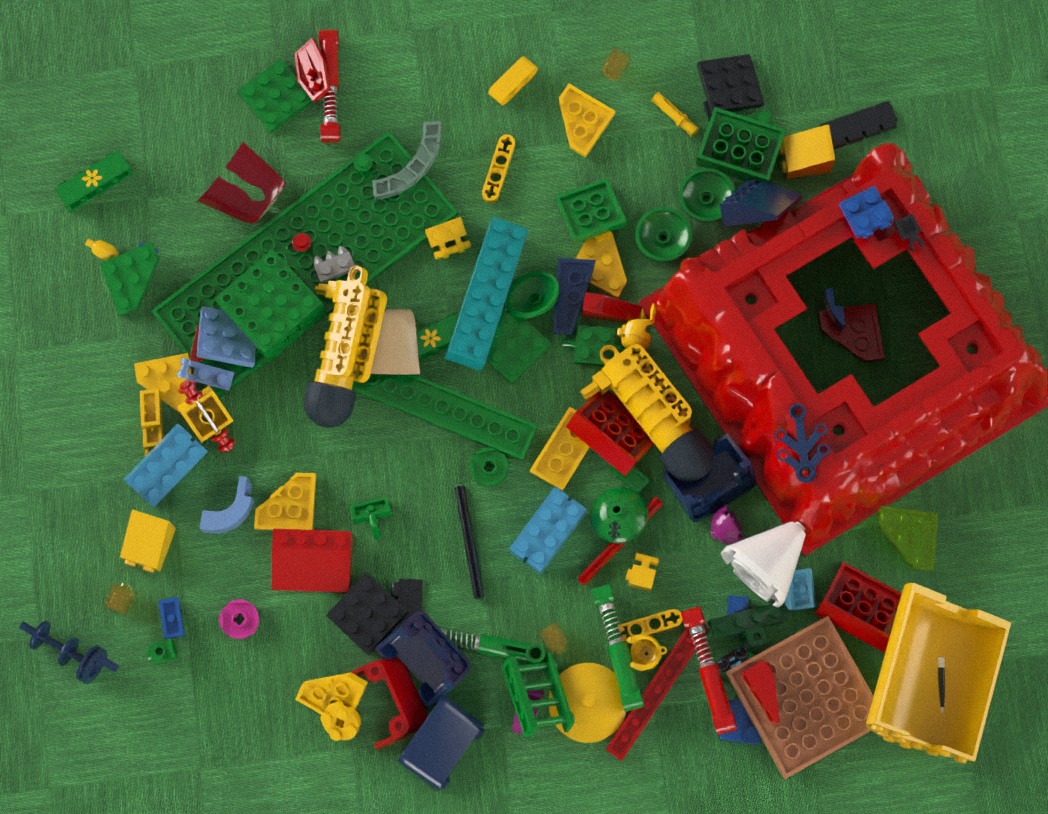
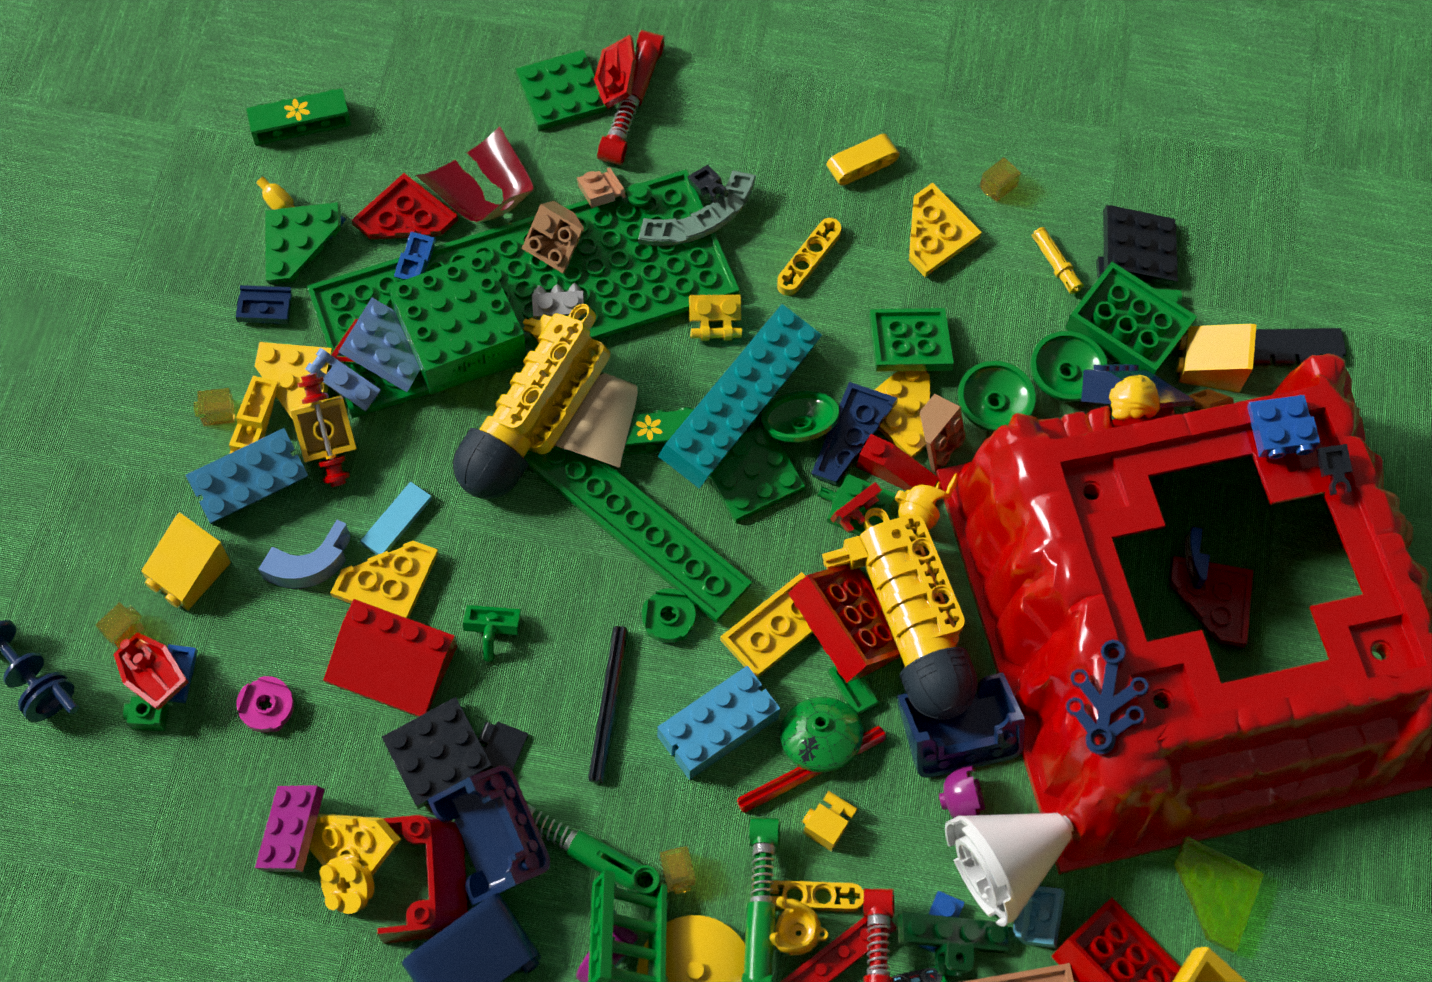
camera: 10 degrees right, 10 degrees down
(121, 421) = (215, 407): none -> clear yellow brick
(125, 334) = (264, 304): none -> dark blue plate
(153, 623) = (149, 669): none -> red piece
(198, 230) = (402, 210): none -> red plate
(220, 264) = (415, 257): none -> blue slope
(278, 460) = (396, 519): none -> medium azure tile
(289, 697) = (290, 828): none -> magenta plate
(301, 242) = (527, 263): red plate -> none
(314, 215) = (554, 235): none -> medium nougat slope
(332, 165) = (600, 187): none -> nougat plate
(408, 137) = (707, 181): none -> black plate
(597, 341) = (851, 509): none -> red plate
(633, 273) = (942, 430): none -> medium nougat slope
(760, 219) = (1134, 398): none -> yellow hair
(812, 189) = (1209, 398): none -> reddish brown tile

